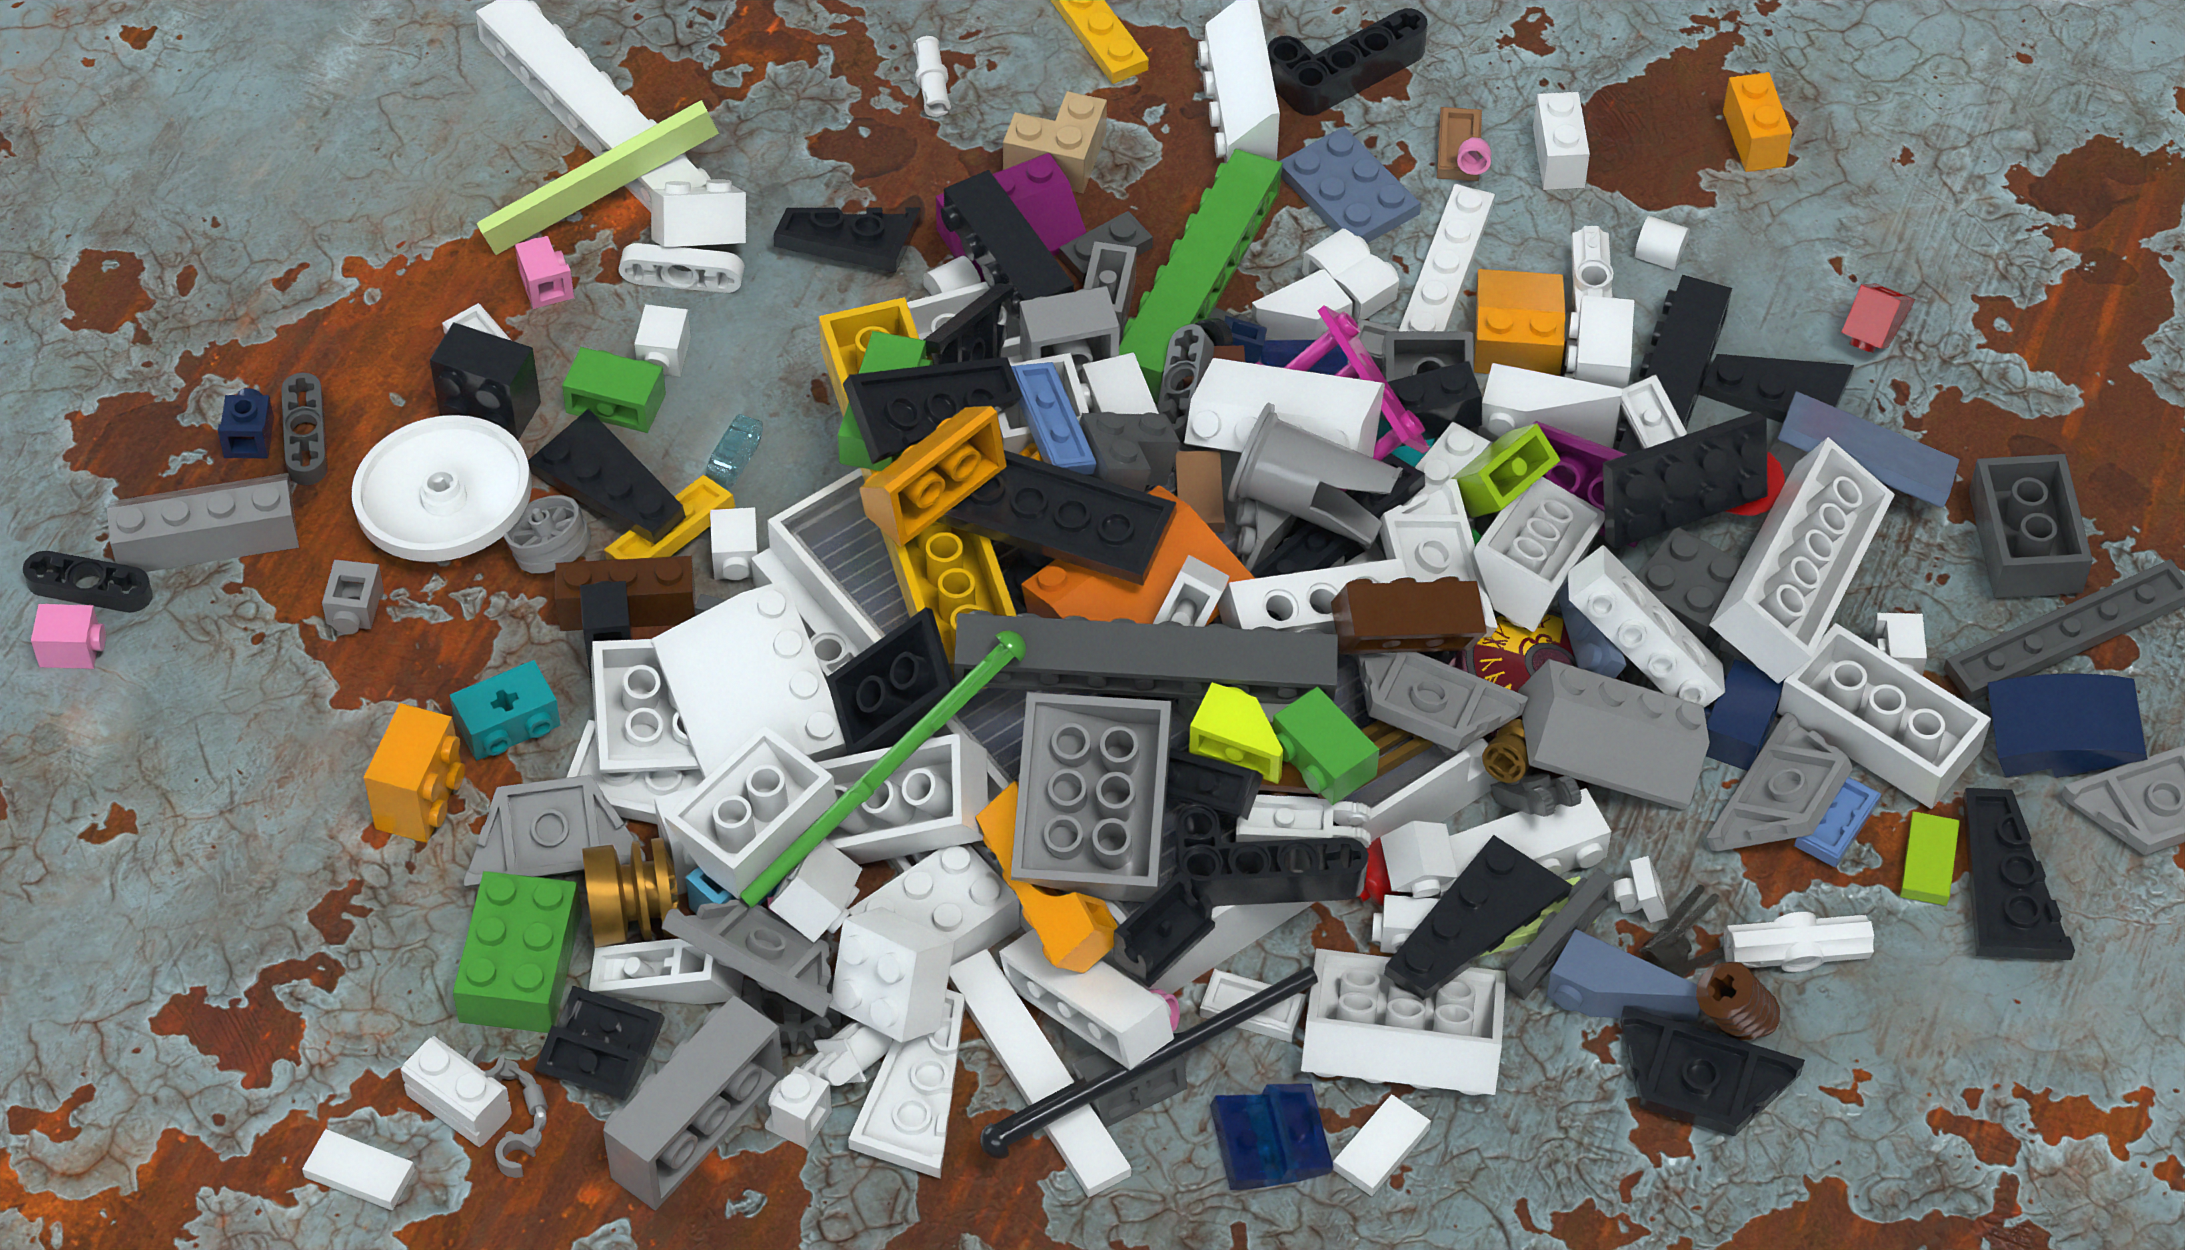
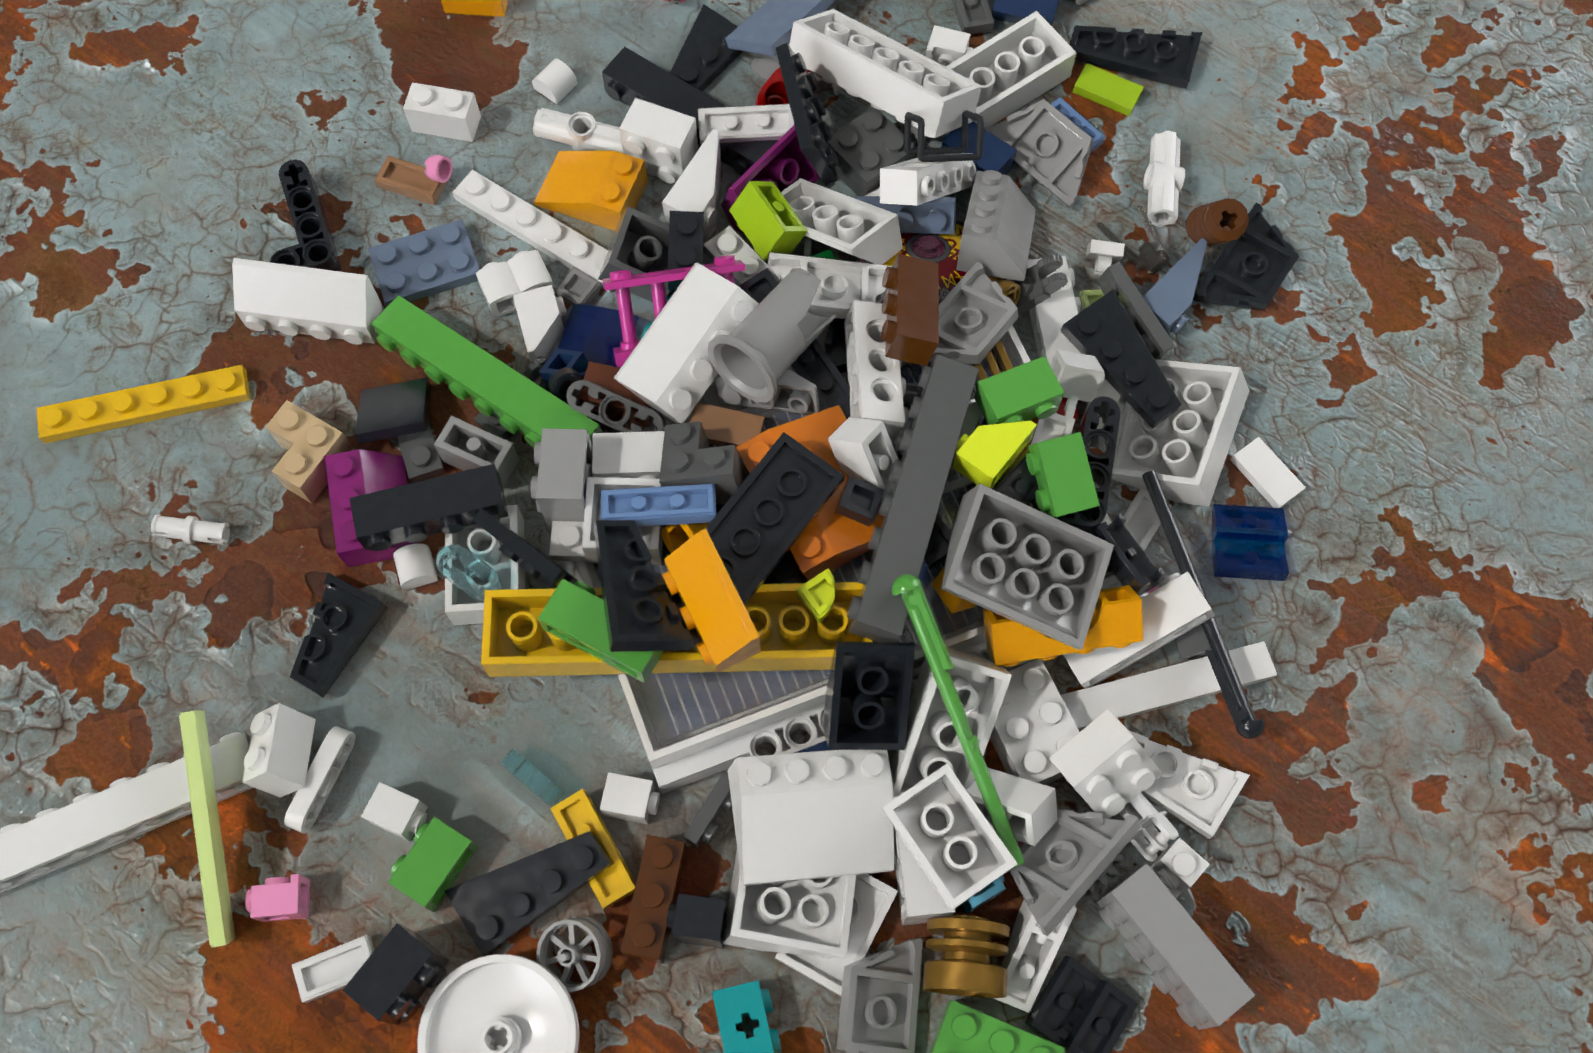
camera: 75 degrees left, 15 degrees up
(935, 306) = (473, 566): none -> clear light blue beam
(993, 595) = (819, 594): none -> neon yellow tile
(1124, 602) = (859, 501): none -> black plate
(1135, 204) = (393, 410): none -> black tile
(1223, 801) = (1062, 475): none -> bright green brick
(1711, 652) = (926, 154): none -> black piece

